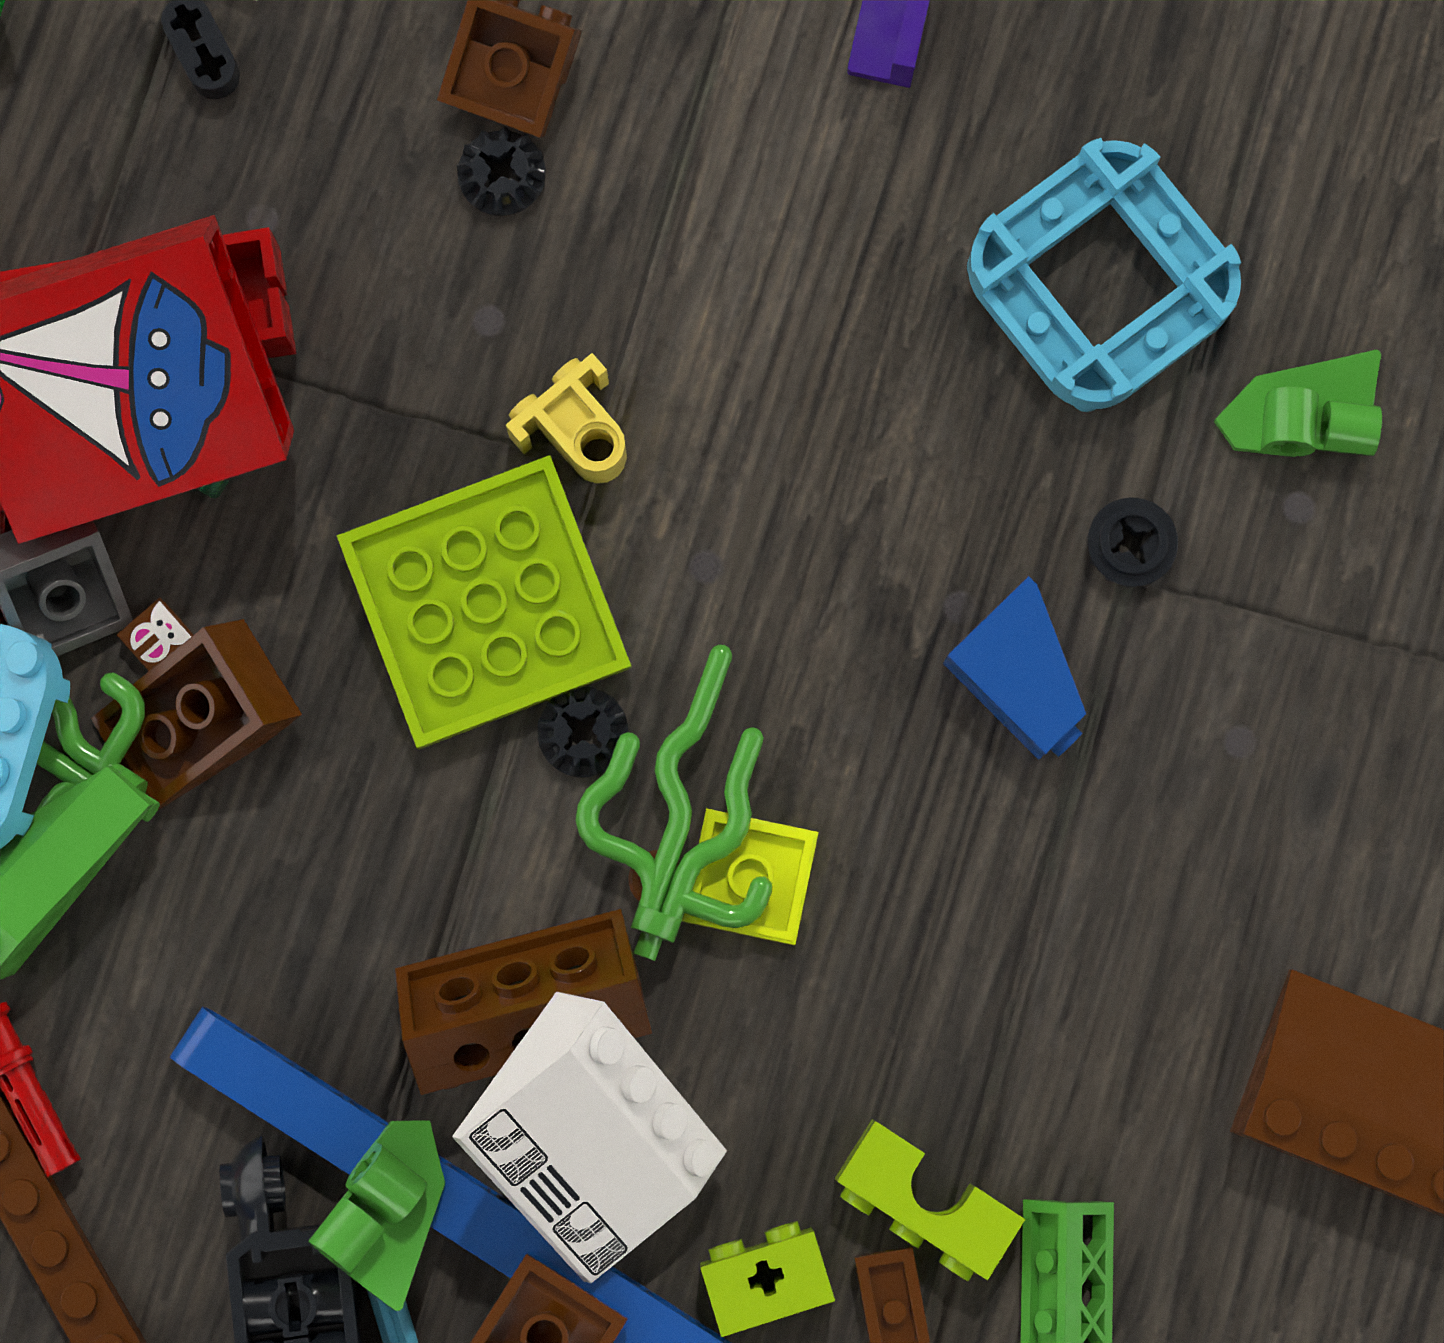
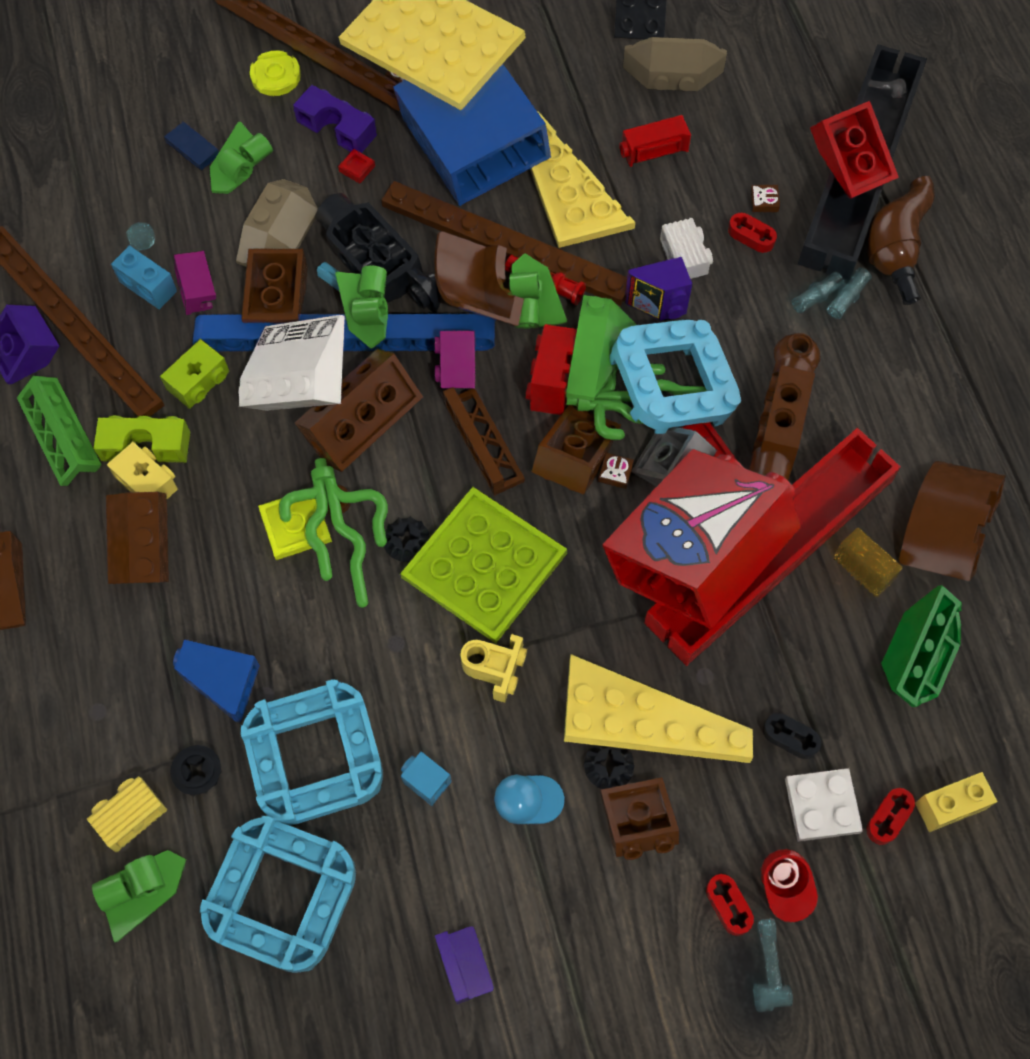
camera: 150 degrees right, 15 degrees down
(65, 1060) = (541, 301): none -> bright green panel
(134, 888) = (551, 369): none -> red wedge
(167, 1141) = (473, 278): none -> reddish brown panel
(289, 1002) = (456, 359): none -> magenta brick
(359, 838) = (478, 443): none -> reddish brown fence
(420, 221) = (629, 715): none -> light yellow wing
(653, 198) = (529, 799): none -> dark azure cap
(790, 312) = (425, 777): none -> dark azure brick
(957, 379) = (300, 710): none -> medium azure plate
(987, 1148) = (131, 466): none -> light yellow brick
(1035, 992) = (137, 537): none -> reddish brown slope
(1273, 533) = (126, 813): none -> light yellow brick

